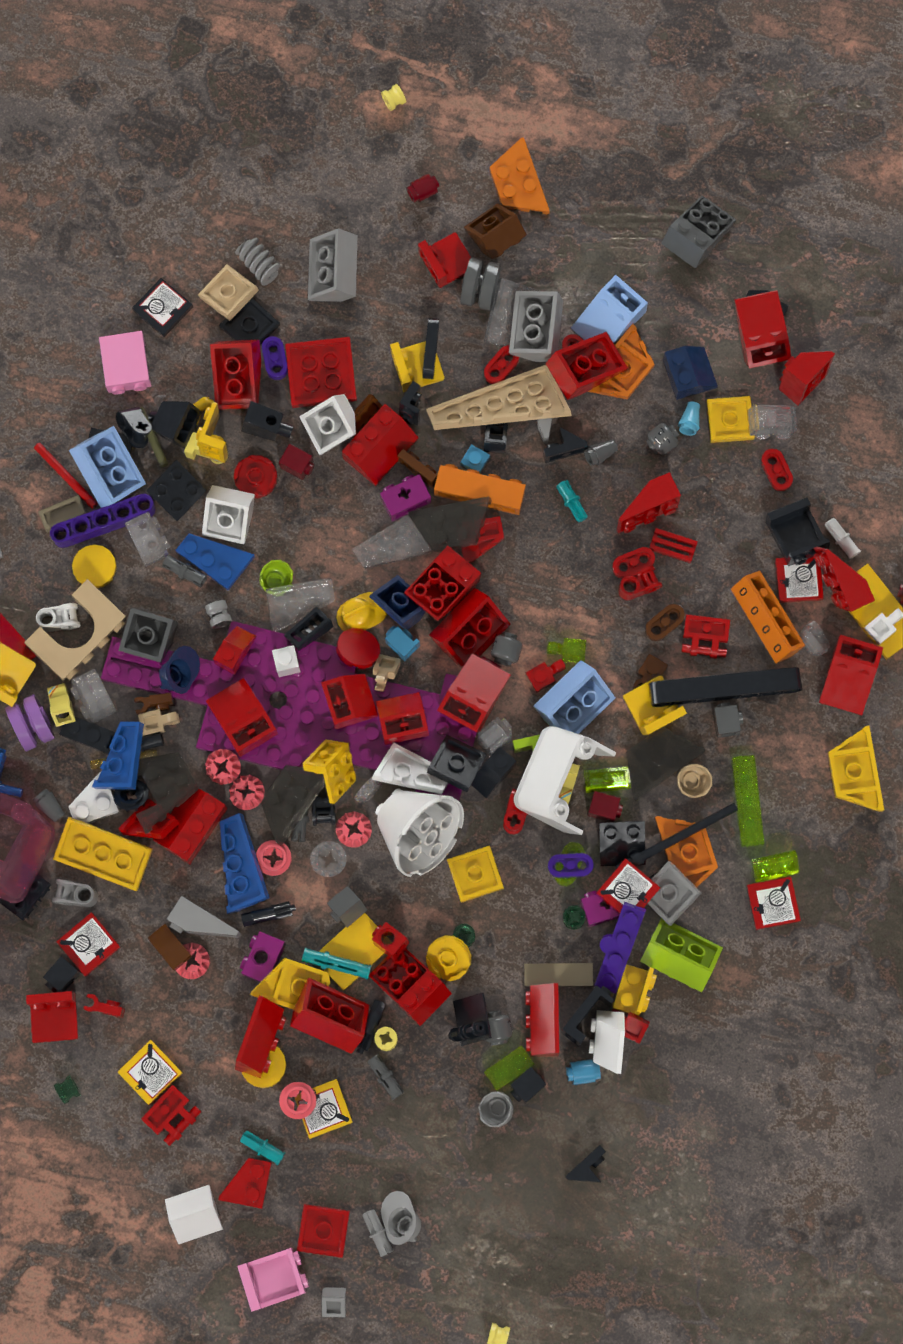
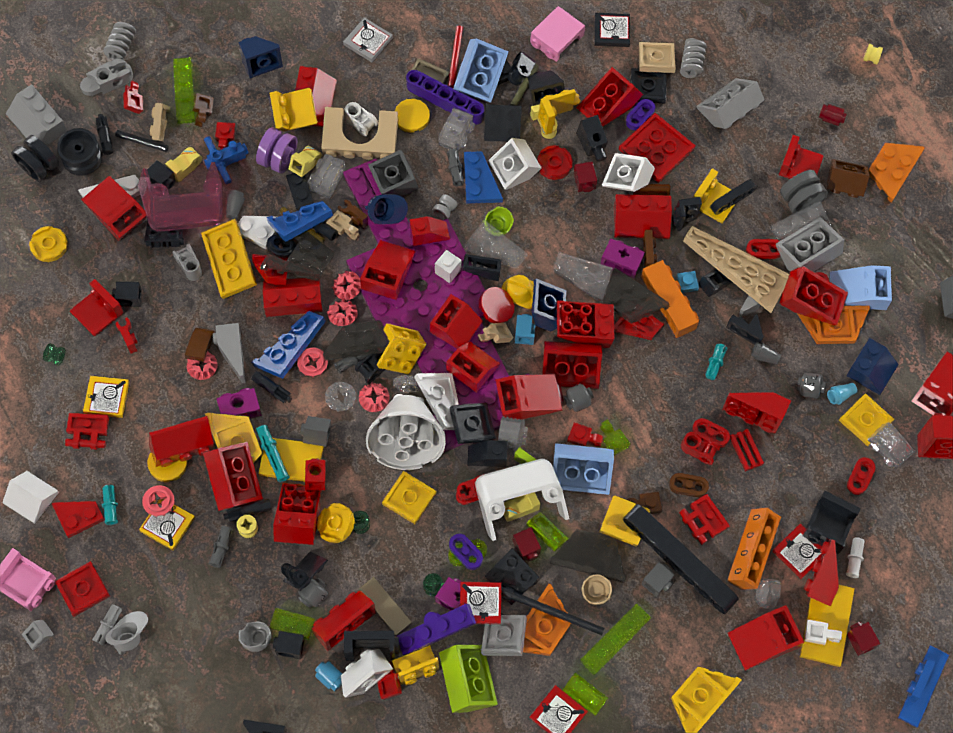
camera: 45 degrees right, 10 degrees down
(88, 944) = (162, 296): tile -> none

